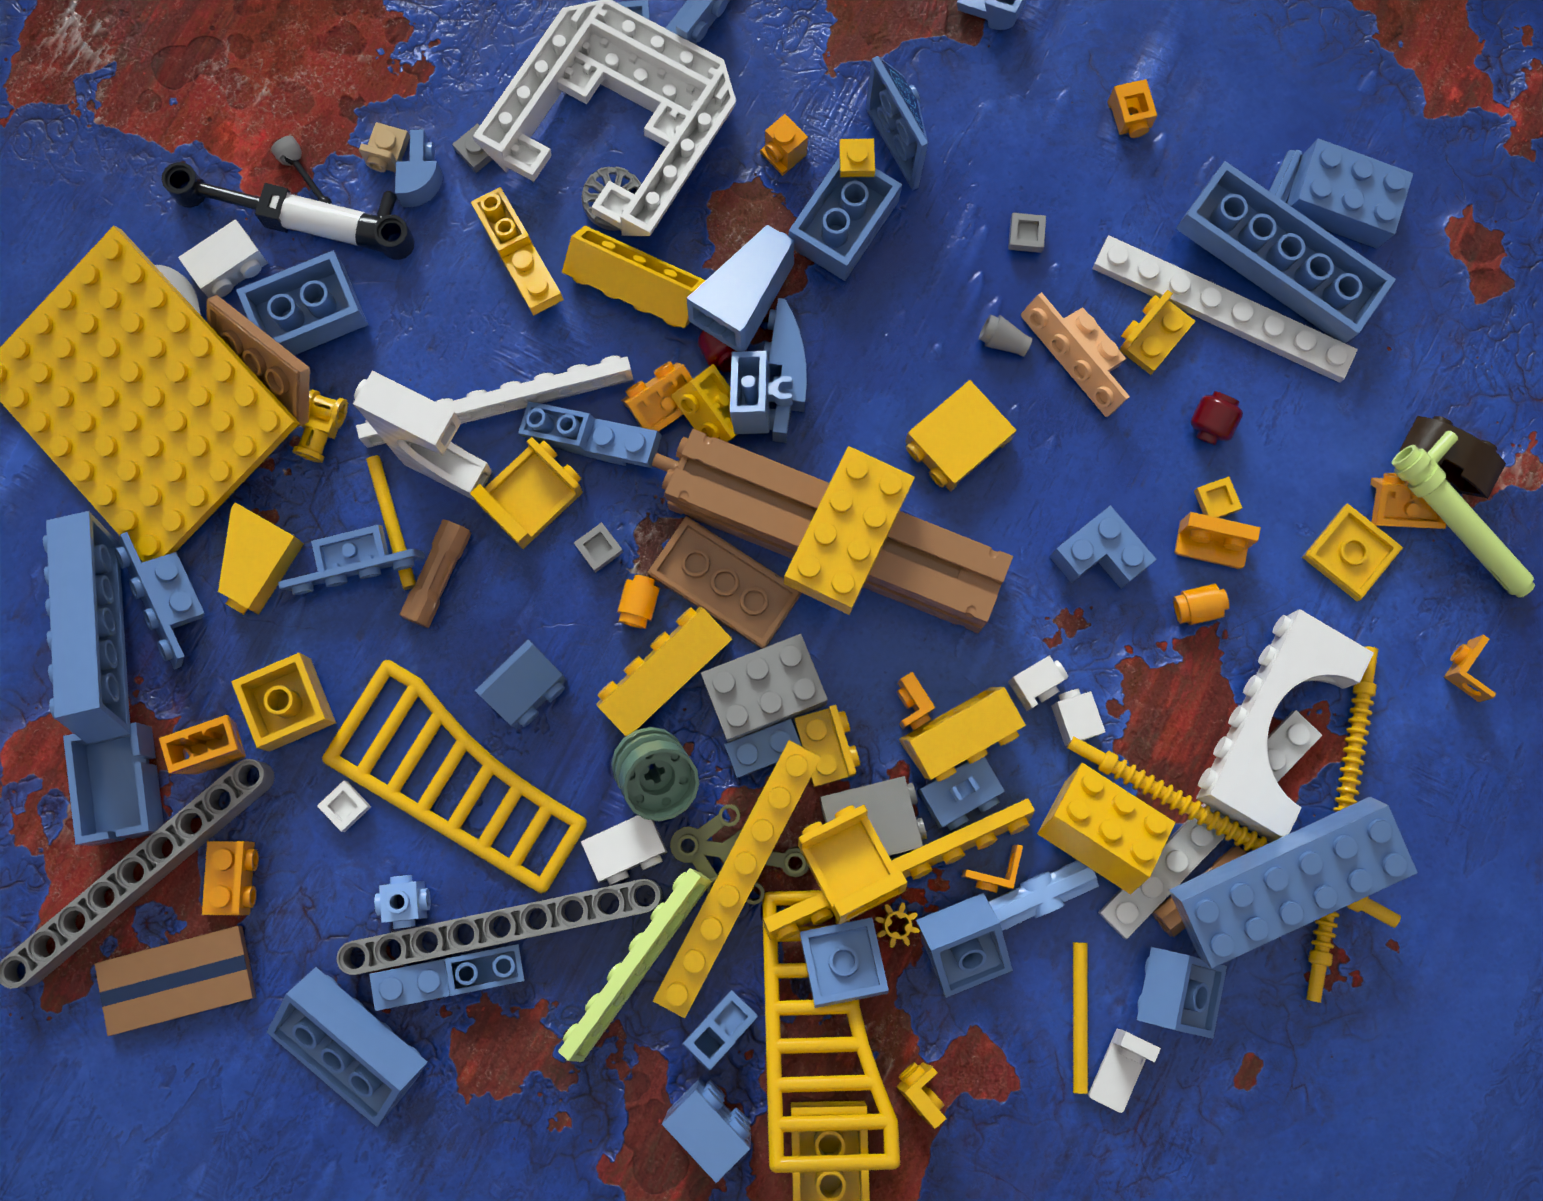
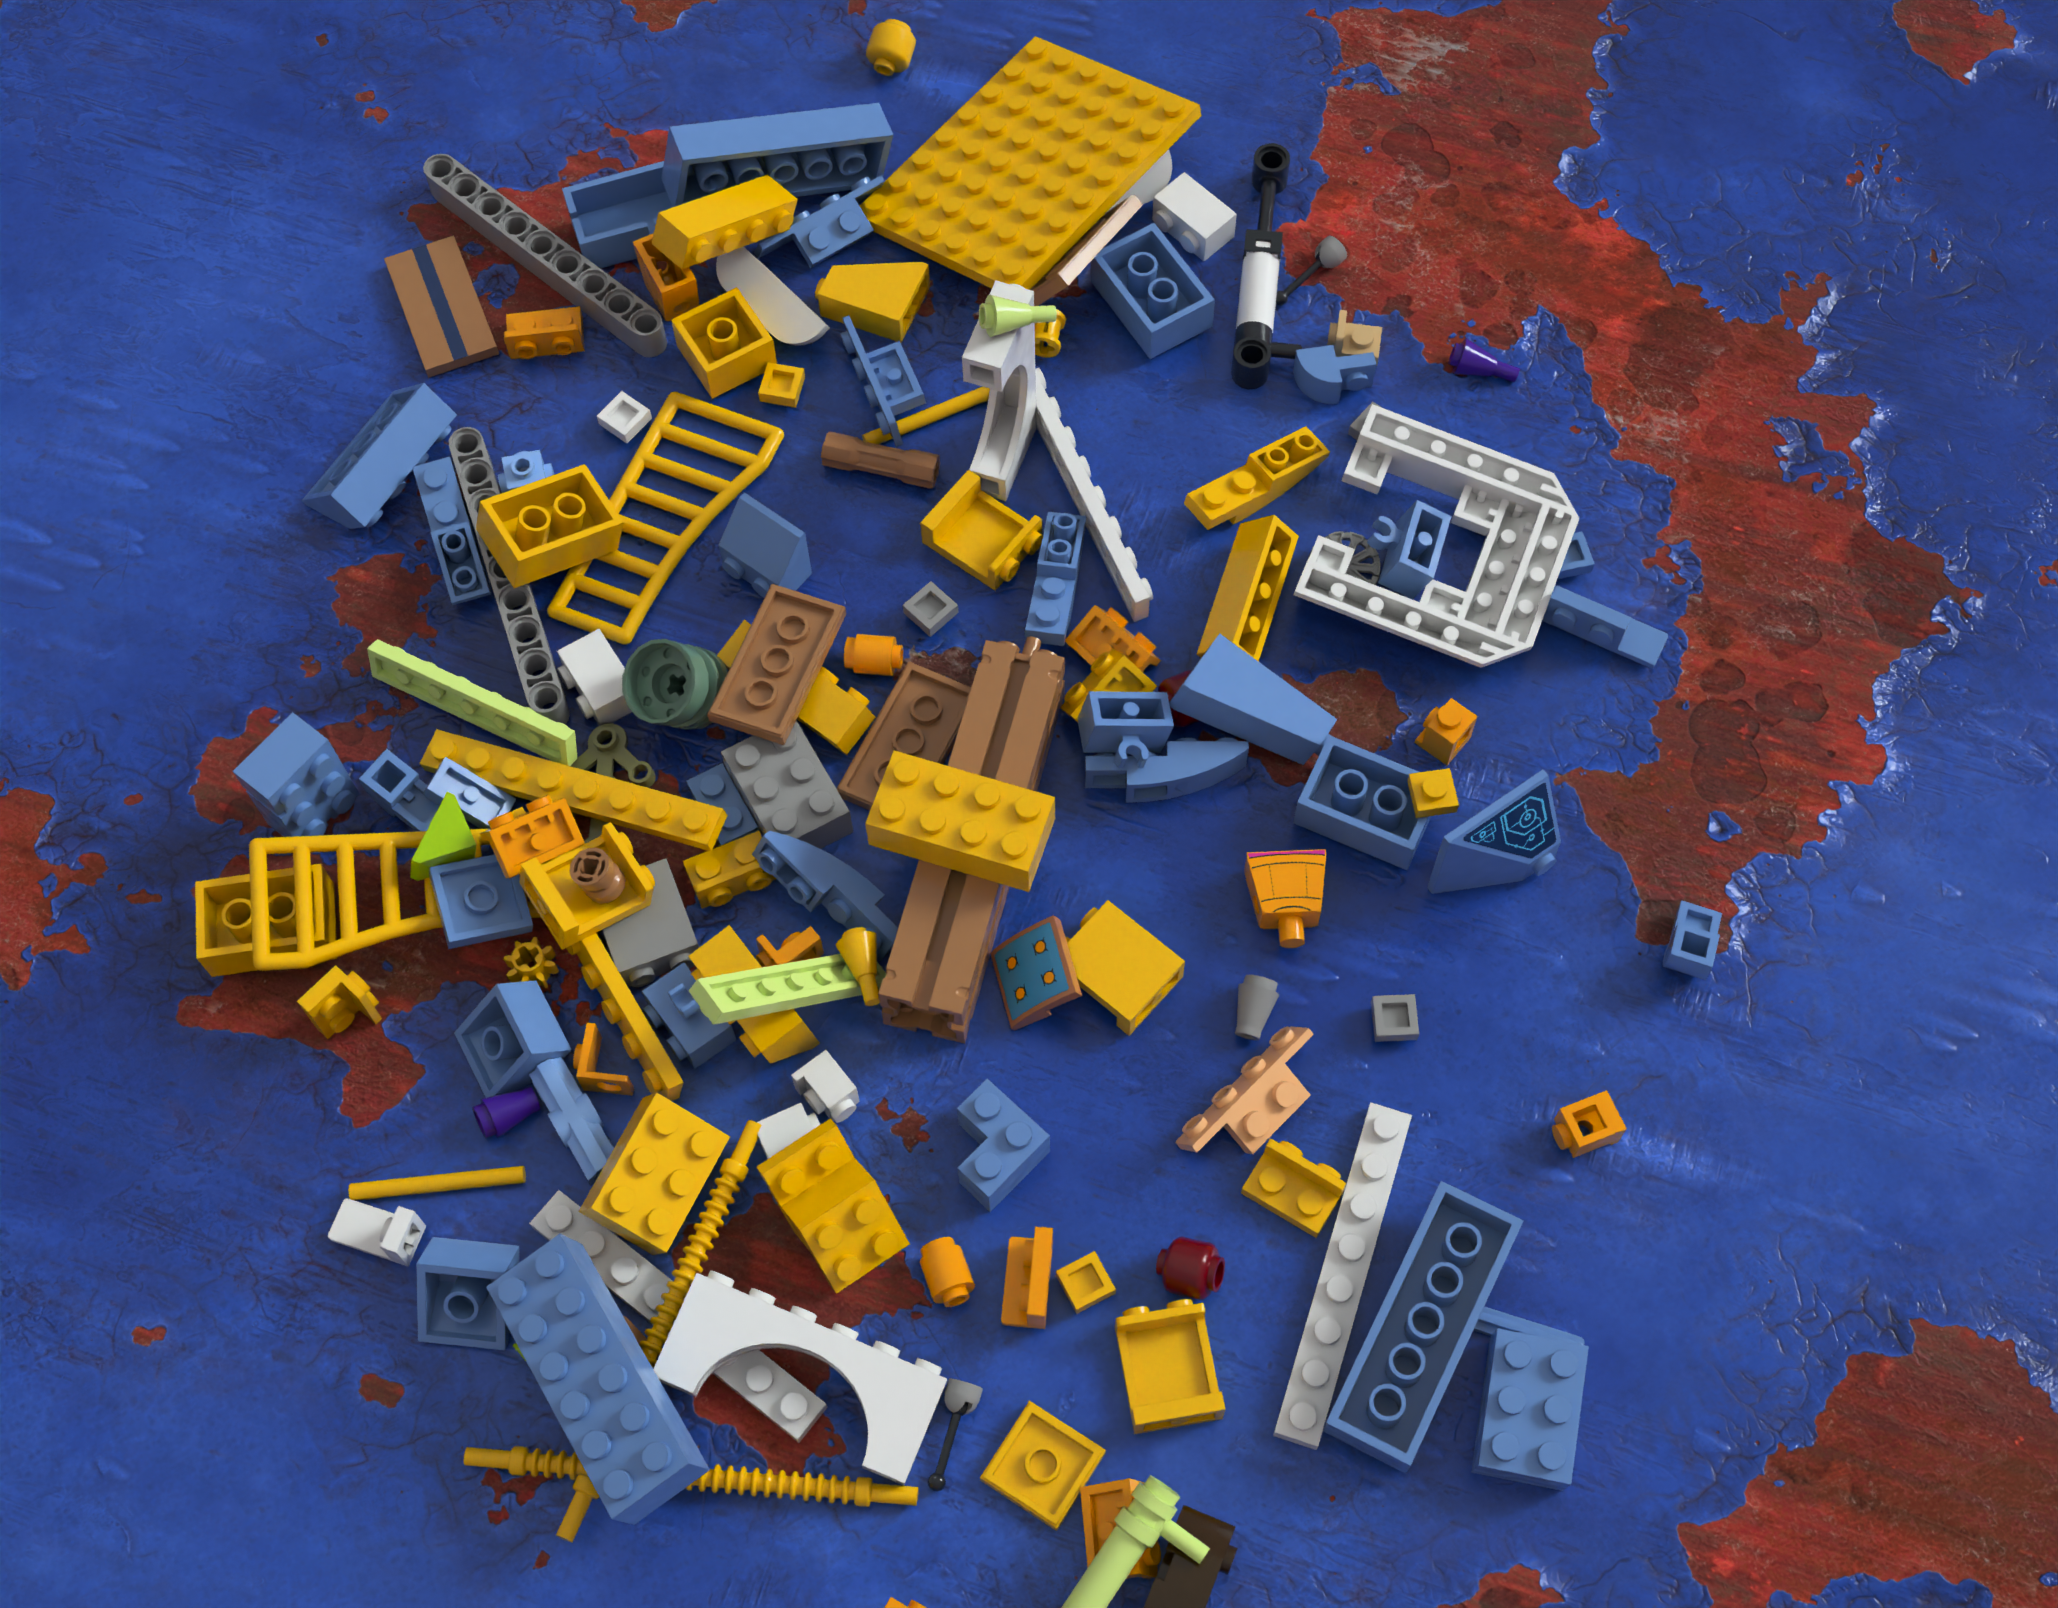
camera: 85 degrees right, 15 degrees down
(165, 680) = (724, 221): none -> yellow brick
(239, 654) = (770, 299): none -> white brick
(336, 655) = (781, 385): none -> yellow plate
(402, 398) = (1004, 315): none -> yellowish green cone
(424, 56) = (1473, 360): none -> dark purple cone
(471, 878) = (549, 525): none -> yellow brick
(612, 135) = (1412, 547): none -> medium blue brick
(651, 679) = (777, 664): none -> medium nougat tile
(730, 972) = (476, 797): none -> plate
(787, 990) = (445, 840): none -> lime slope
(799, 909) = (540, 833): none -> light orange bracket
(849, 844) = (597, 875): none -> medium nougat wheel
(863, 661) = (818, 878): none -> medium blue slope
(911, 293) = (1286, 891): none -> light orange torso
(937, 637) = (859, 952): none -> yellow cone
(963, 499) = (1035, 972): none -> slope
(981, 694) = (776, 988): none -> yellowish green plate
(1027, 955) = (504, 1111): none -> dark purple cone
(1145, 685) = (833, 1205): none -> yellow bracket
(1291, 448) = (1168, 1366): none -> yellow panel
(1300, 600) = (961, 1400): none -> hinge

